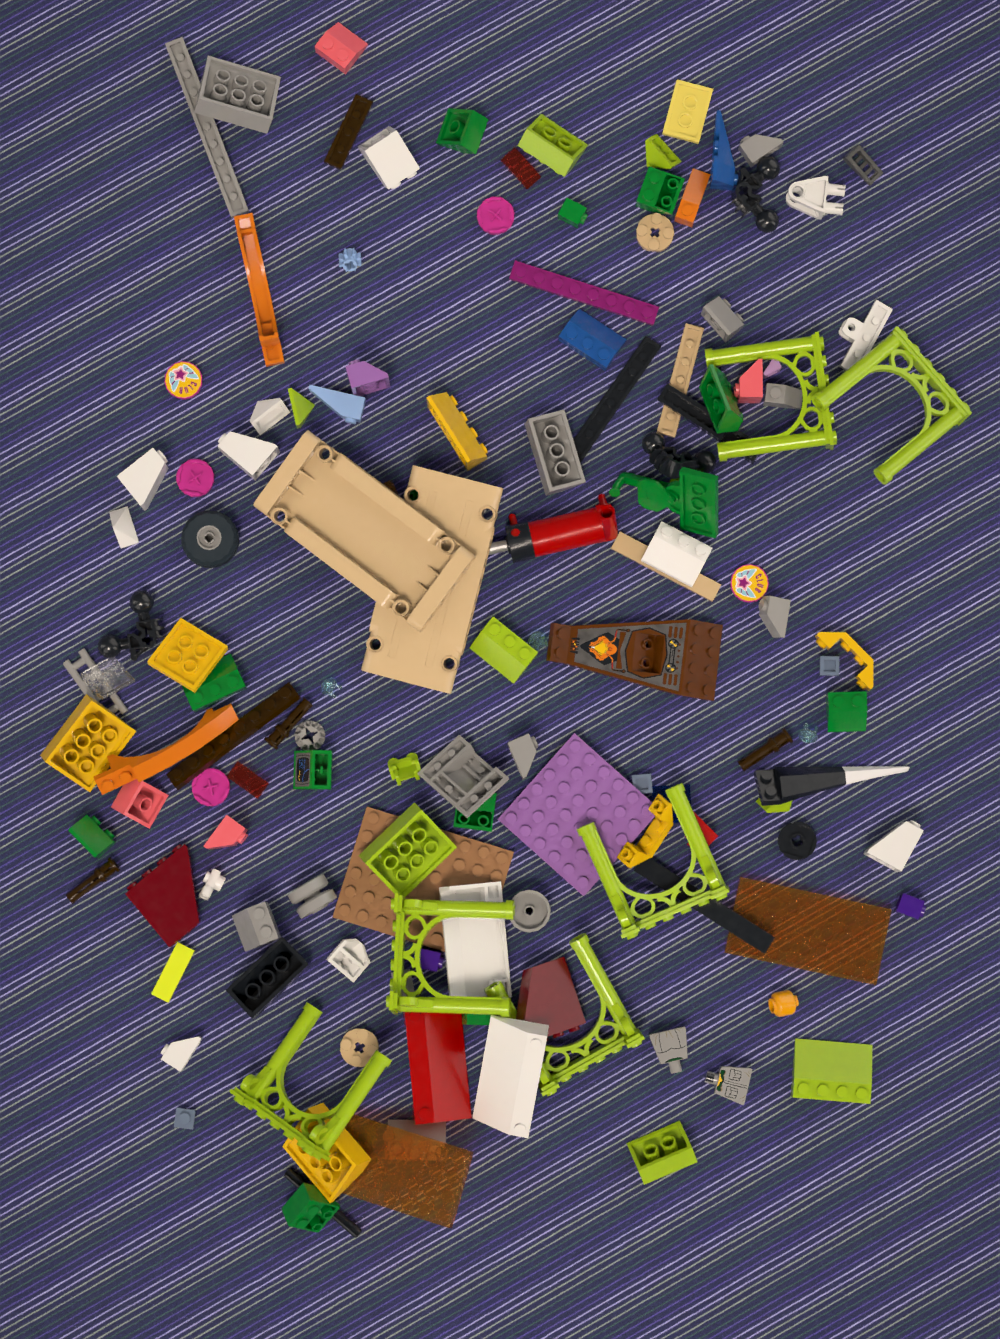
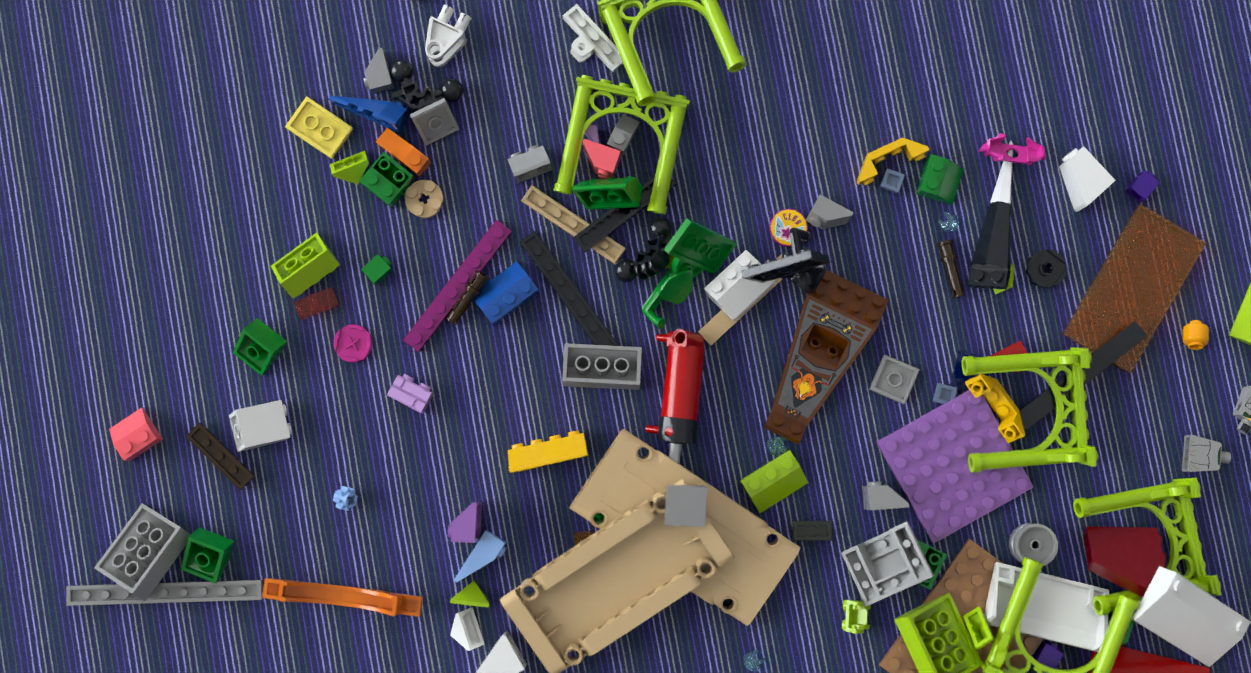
camera: 70 degrees left, 0 degrees up
(254, 152) = (207, 554): none -> green slope
(433, 881) = (978, 627): none -> lime slope
(452, 566) = (685, 505): none -> light grey tile
(467, 285) = (410, 394): none -> lavender brick
(470, 701) = (812, 530): none -> pearl dark grey plate
(583, 307) = (472, 290): none -> dark brown pin
(640, 731) = (894, 379): none -> light grey tile
(713, 607) = (803, 266): none -> black plate
(730, 216) = (434, 121): none -> light grey tile
(899, 785) = (1026, 154): none -> dark pink piece

